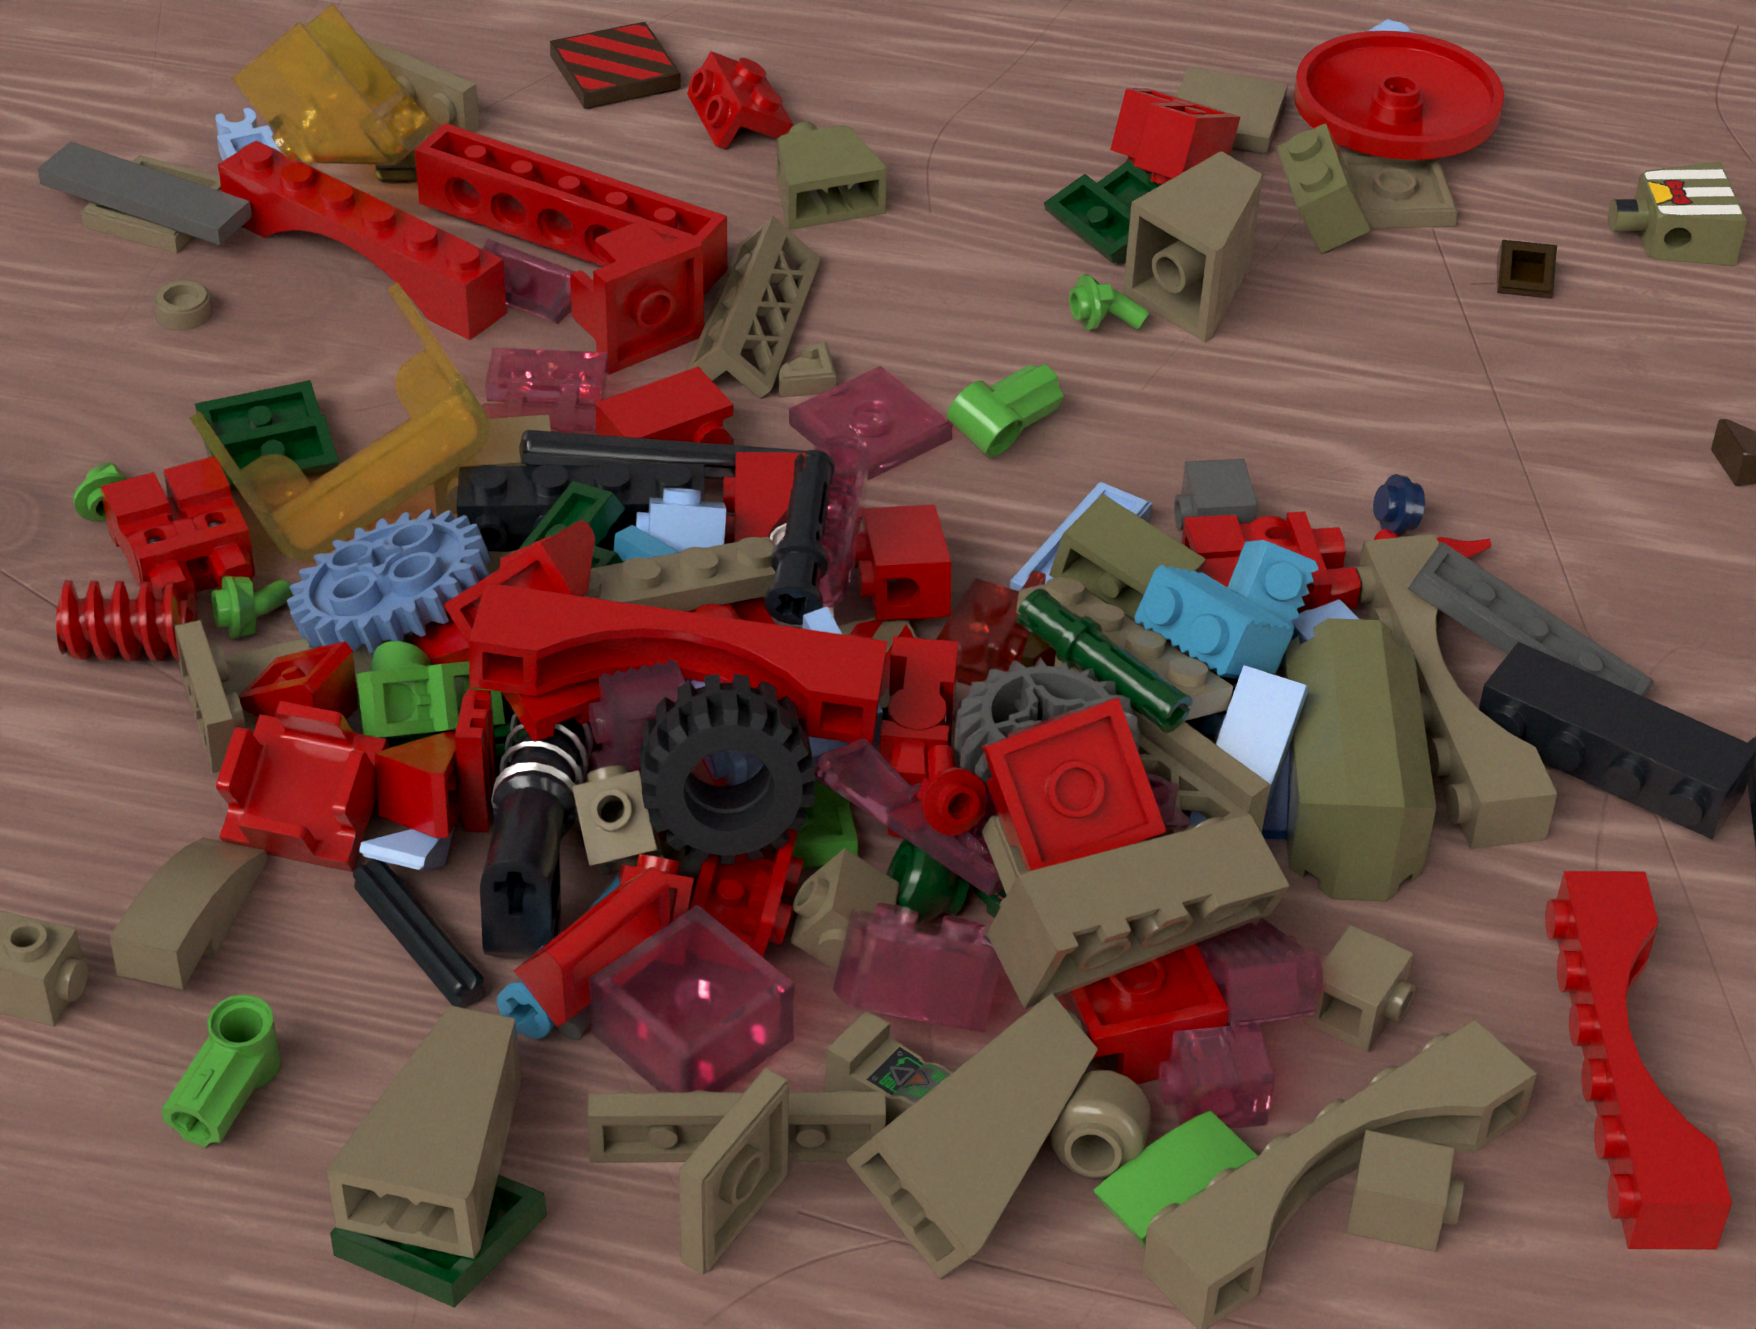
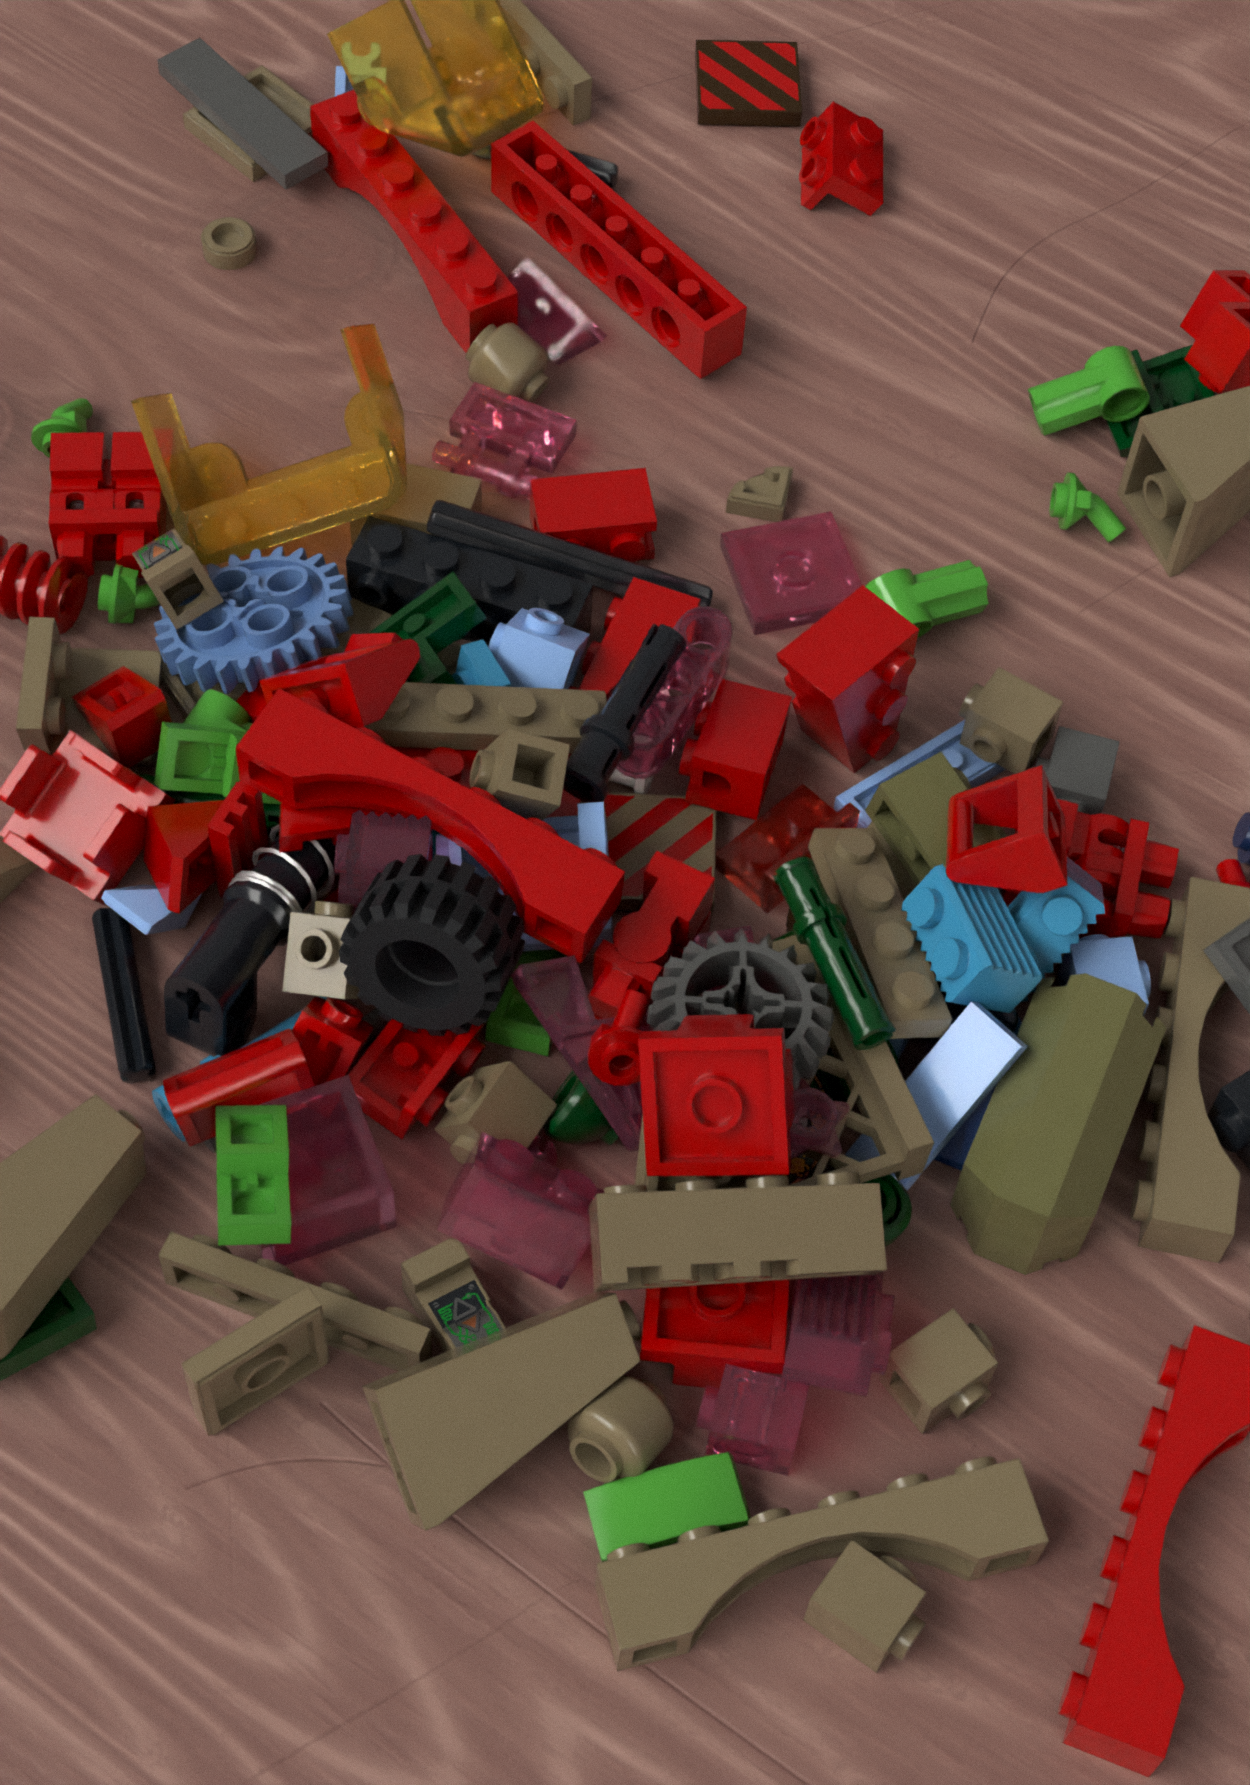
camera: 20 degrees right, 15 degrees up
(273, 422) = (240, 407): dark green slope -> none
(292, 559) = (175, 575): none -> dark tan leg
(516, 321) = (508, 362): none -> dark tan head
(645, 297) = (633, 373): red panel -> none
(652, 1005) = (252, 1175): none -> bright green slope
(745, 590) = (522, 772): none -> dark tan brick
(747, 293) = (728, 399): dark tan fence -> none
(828, 176) = (883, 275): olive torso -> none
(992, 465) = (852, 678): none -> red wedge
(1074, 204) = (1105, 388): none -> bright green piece
(1139, 470) = (1008, 721): none -> dark tan brick
(1215, 519) = (1023, 861): none -> red tile

